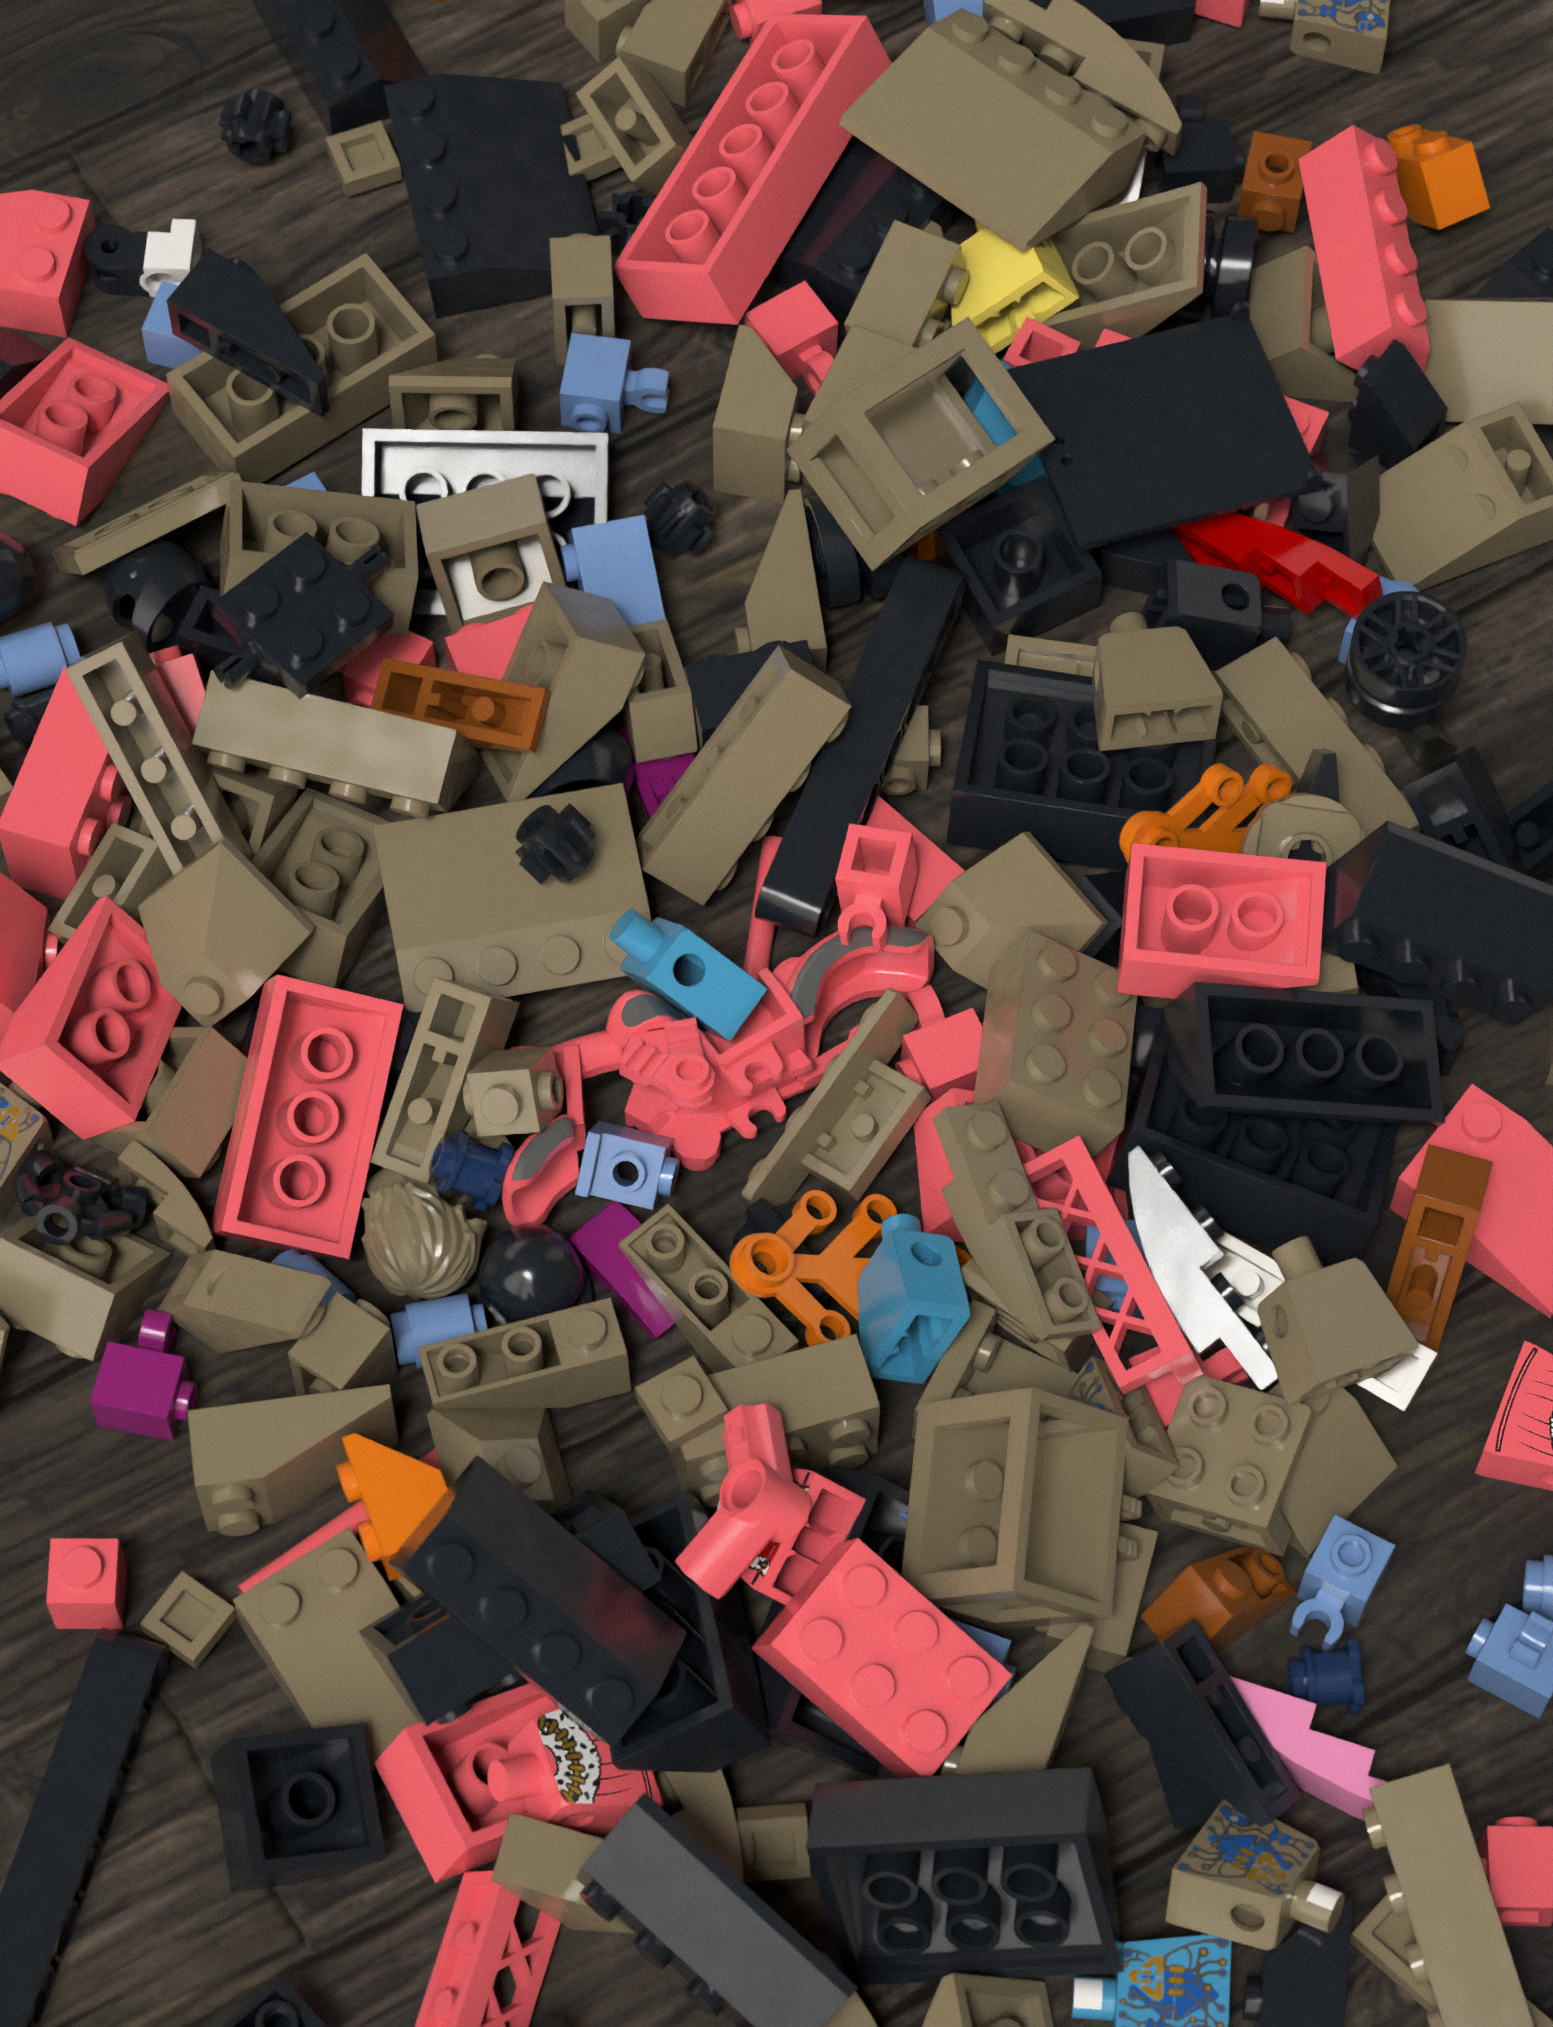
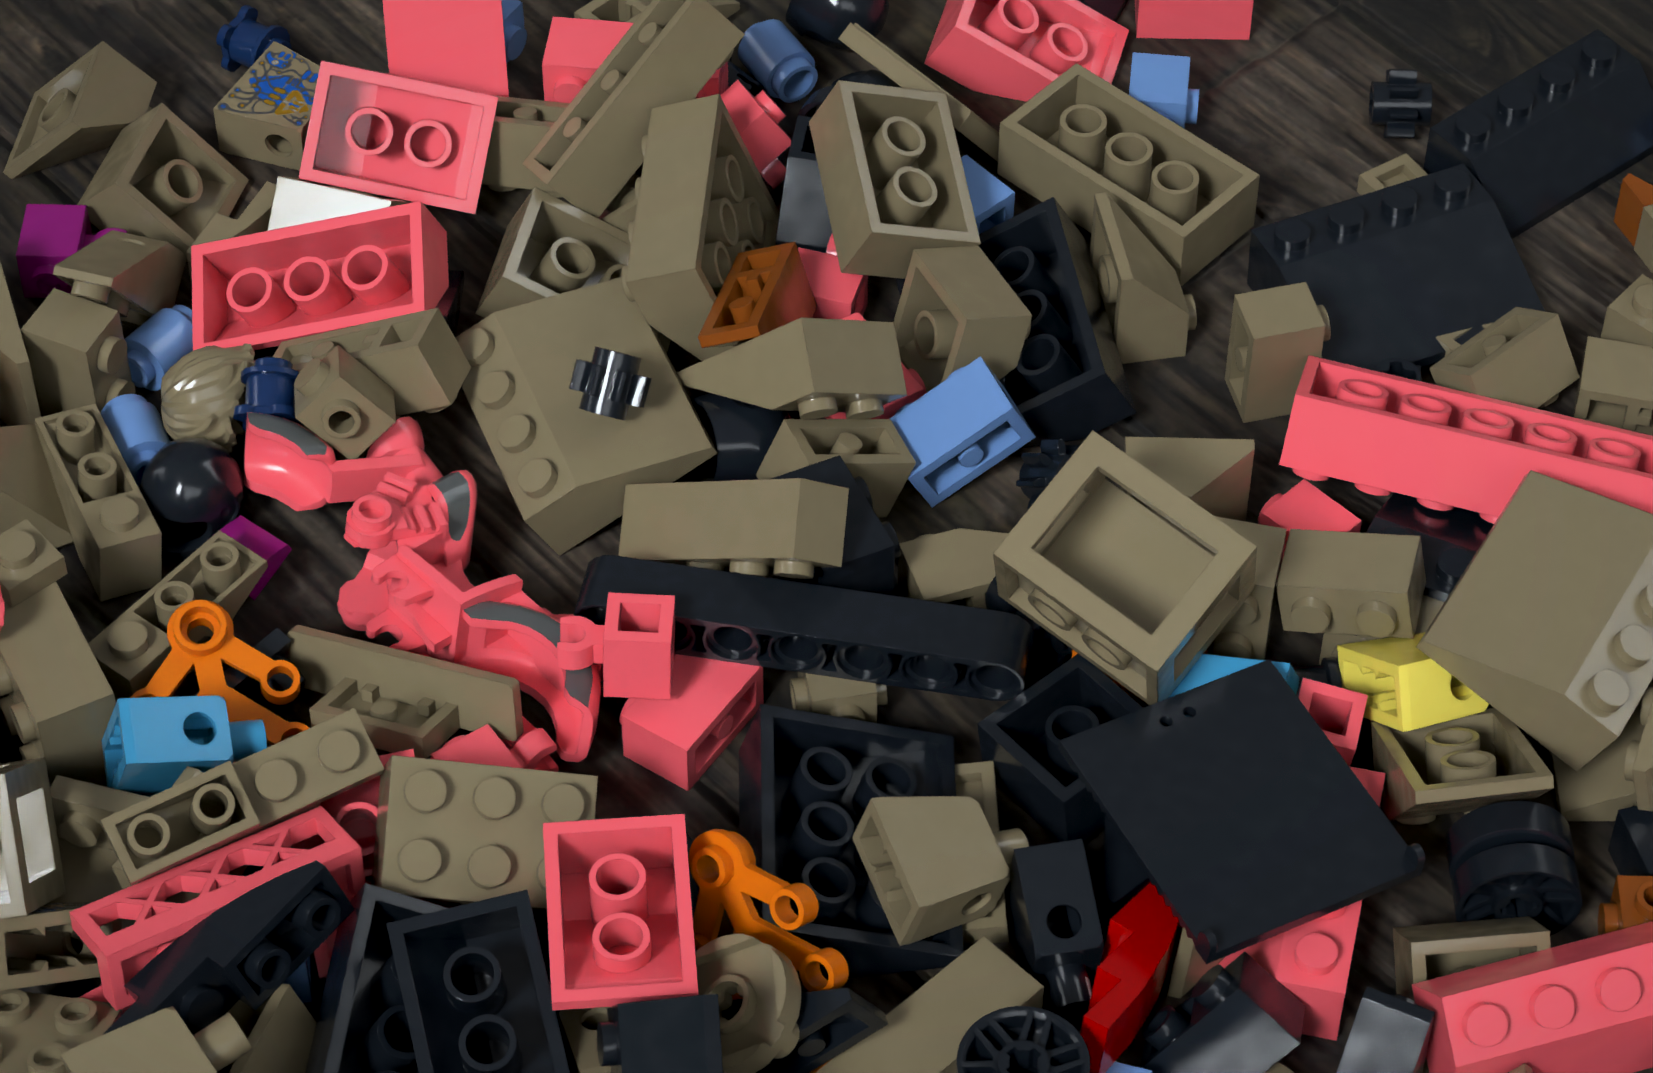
camera: 80 degrees right, 15 degrees down
(79, 1195) = (233, 164): black piece -> none
(139, 261) = (1225, 71): leg -> none
(219, 931) = (485, 192): dark tan slope -> none
(236, 320) = (1130, 91): black slope -> none
(302, 615) = (788, 138): black plate -> none
(601, 383) = (1196, 394): medium blue brick -> none
(649, 1152) = (314, 543): medium blue brick -> none
(686, 973) = (501, 516): dark azure torso -> none
(1000, 901) = (648, 771): dark tan slope -> none

